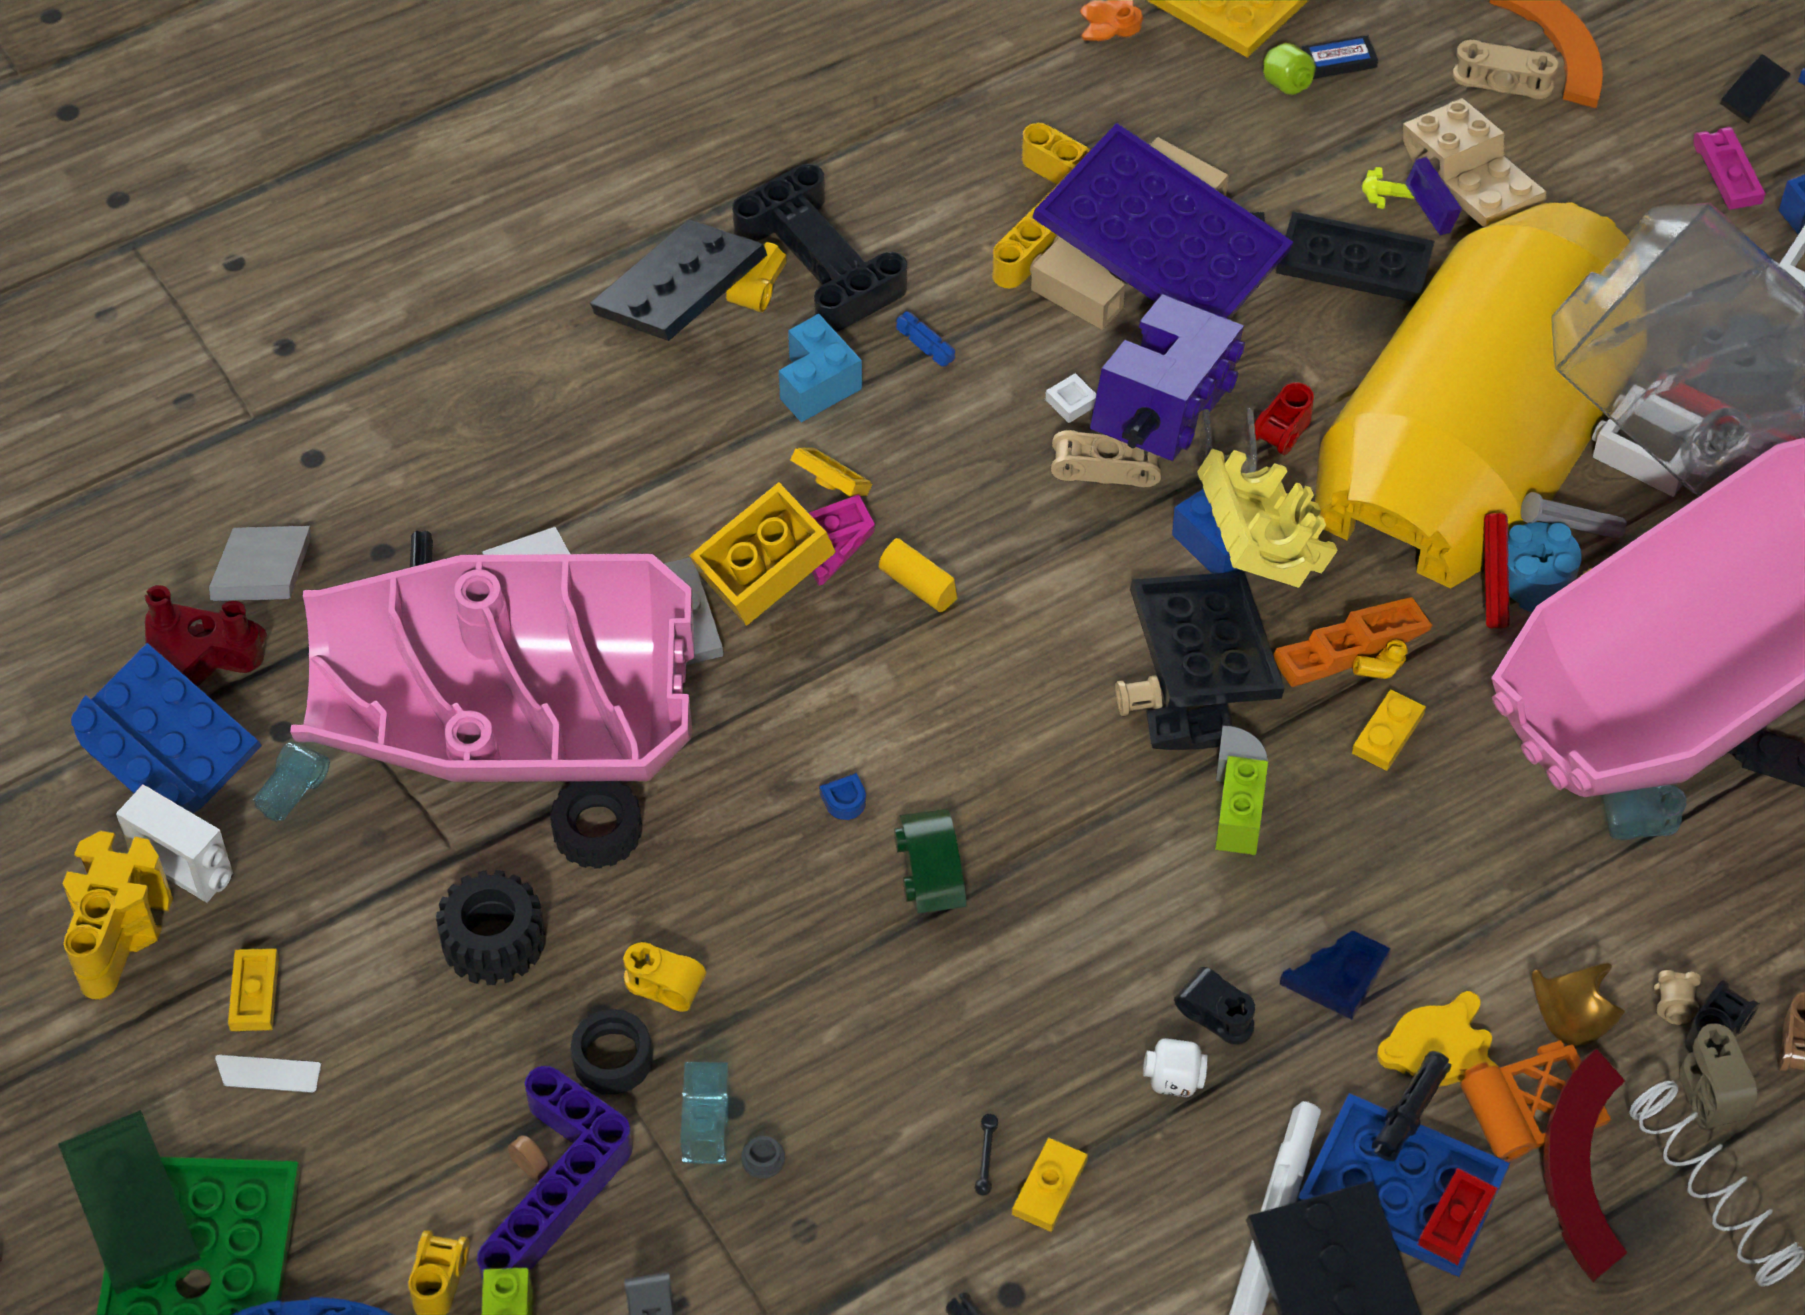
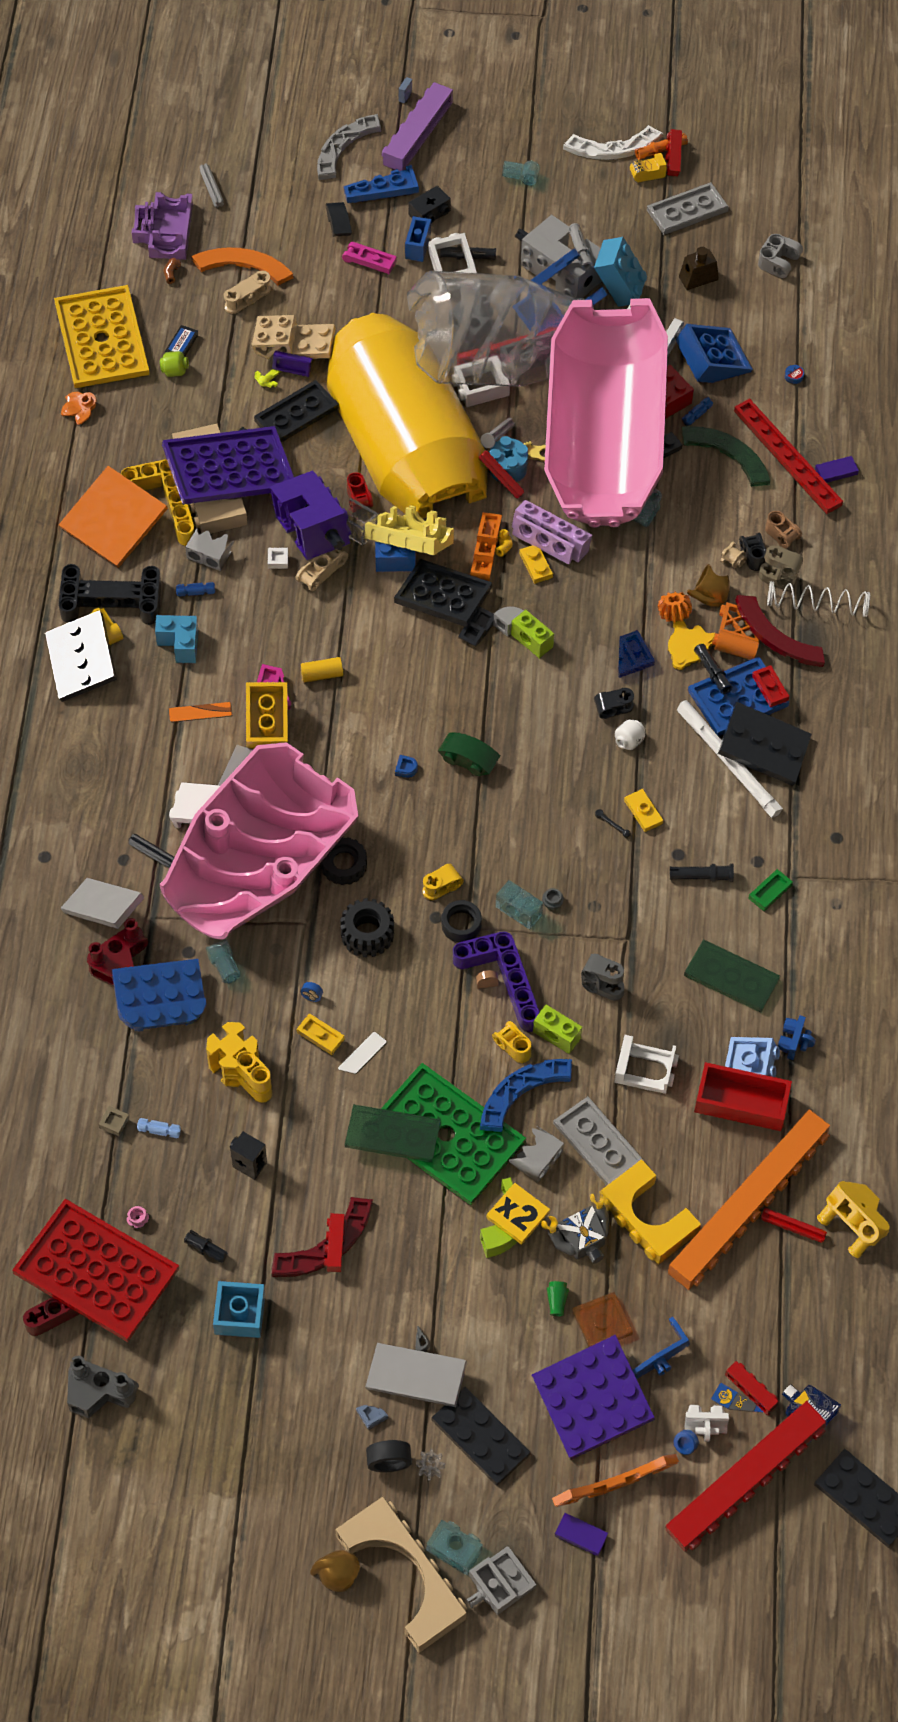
camera: 55 degrees left, 5 degrees up
(187, 845) = (232, 1009): white window -> none
(322, 929) = (311, 991): none -> blue tile
(715, 477) = (200, 711): none -> orange sticker
(830, 472) = (238, 667): yellow plate -> none
(952, 166) = (113, 516): none -> orange tile
(1001, 311) = (208, 551): none -> light grey piece
(1138, 695) = (449, 633): tan bush -> none
(1456, 707) = (550, 533): none -> lavender brick
(1486, 973) = (674, 607): none -> orange gear

